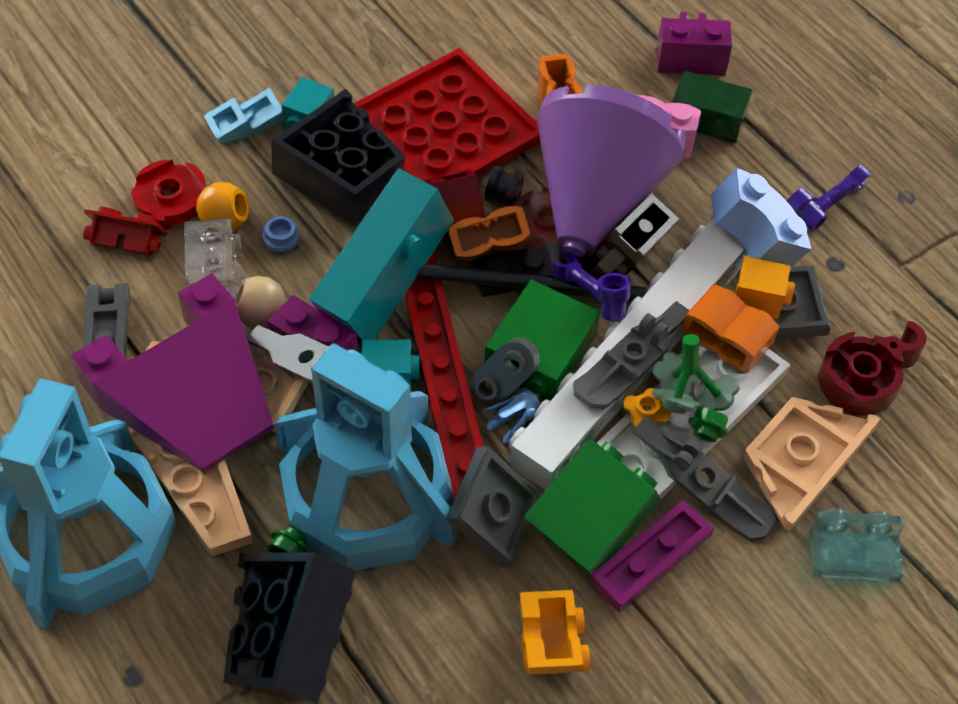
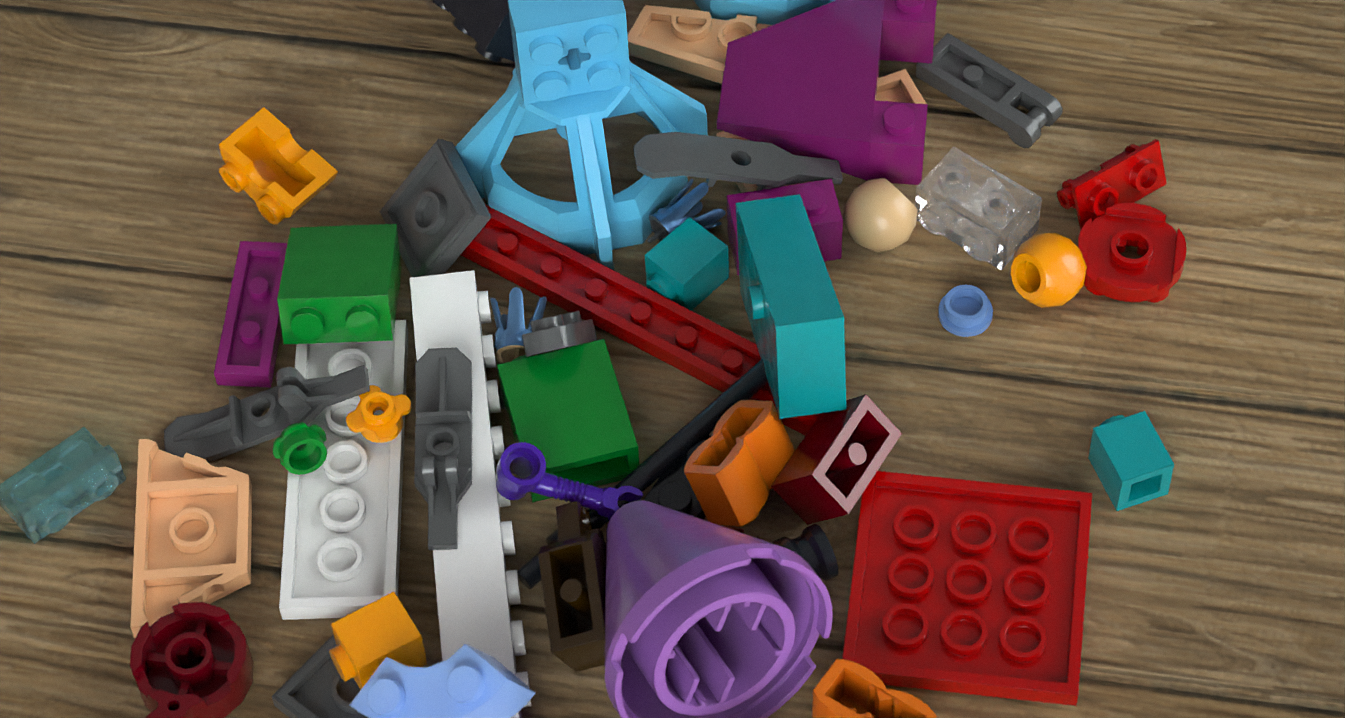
camera: 140 degrees right, 0 degrees up
(238, 122) = (1190, 404): medium azure slope -> none
(337, 158) = (1008, 411): black wedge -> none
(681, 371) = (354, 435): sand green plant -> none
(731, 328) = (366, 562): orange brick -> none

